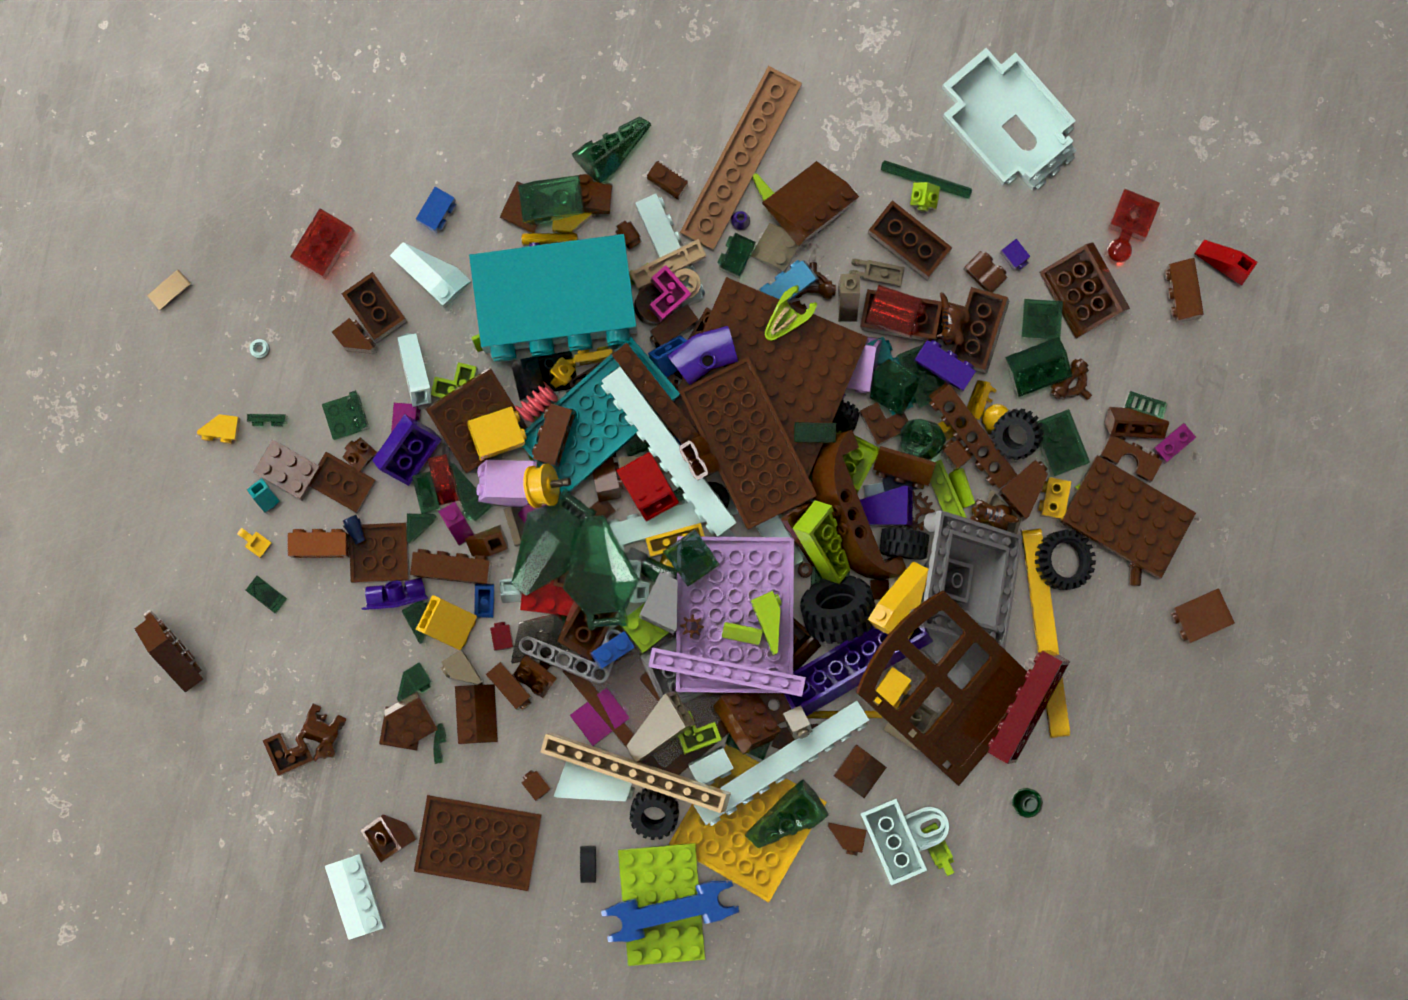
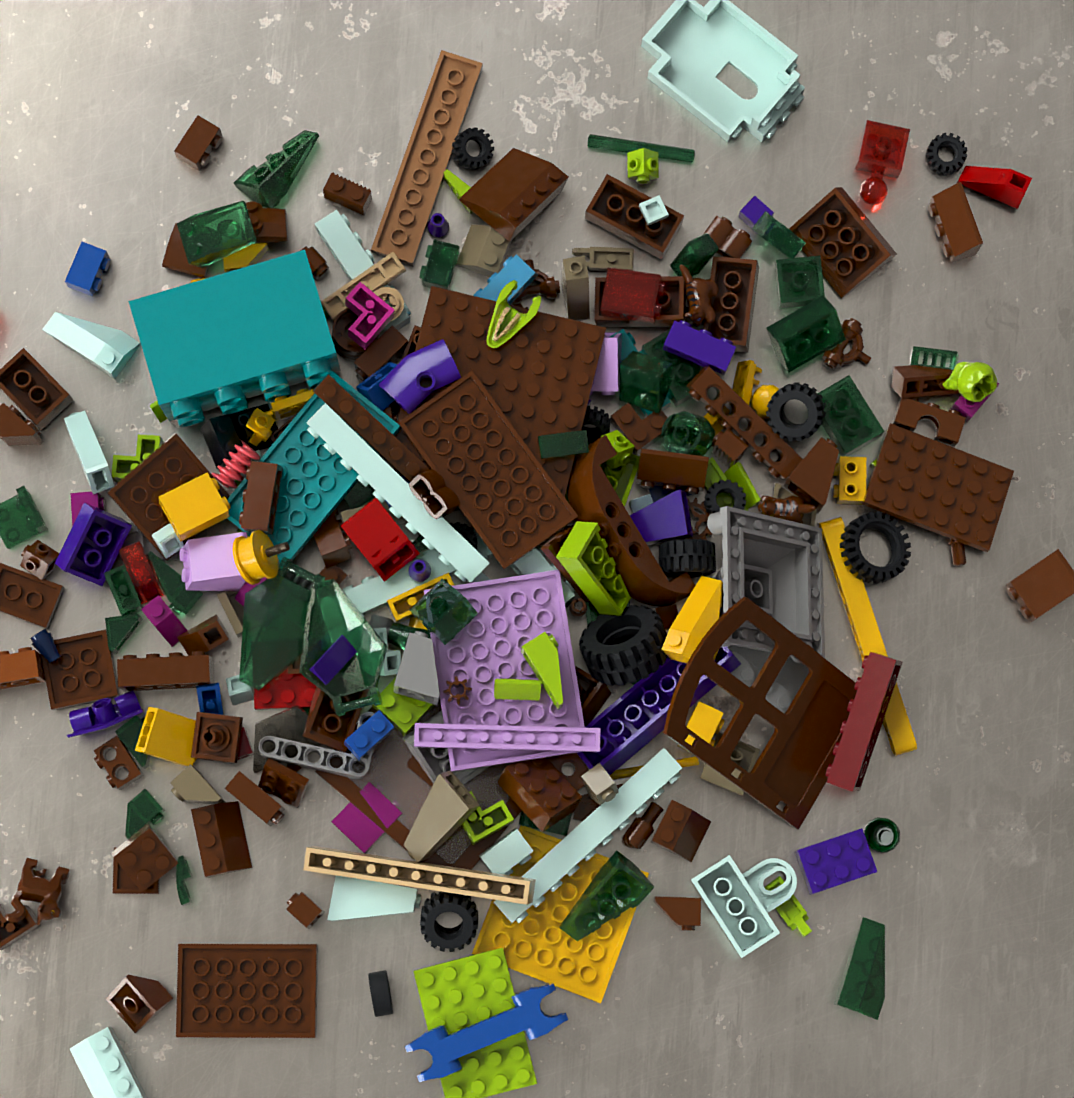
camera: 15 degrees left, 5 degrees down
(403, 635) = (122, 760): none -> reddish brown brick
(469, 457) = (167, 541): none -> light aqua slope
(485, 629) = (216, 737): none -> reddish brown plate
(547, 114) = (198, 143): none -> reddish brown brick
(593, 582) = (333, 659): none -> dark purple slope
(677, 522) = (422, 575): none -> dark purple cone
(791, 153) = (484, 144): none -> black tyre
(827, 763) = (642, 827): none -> reddish brown arm
(864, 439) = (622, 447): none -> lime brick
(926, 239) = (653, 210): none -> light aqua plate
(945, 487) = (727, 487): none -> black tyre
(956, 283) = (695, 255): none -> clear green brick
(984, 818) = (836, 861): none -> dark purple brick
(992, 916) = (864, 977): none -> clear green wedge
(1030, 277) = (778, 235): none -> clear green brick
(1172, 431) = (972, 380): none -> lime piece
(1200, 227) = (946, 141): none -> black tyre

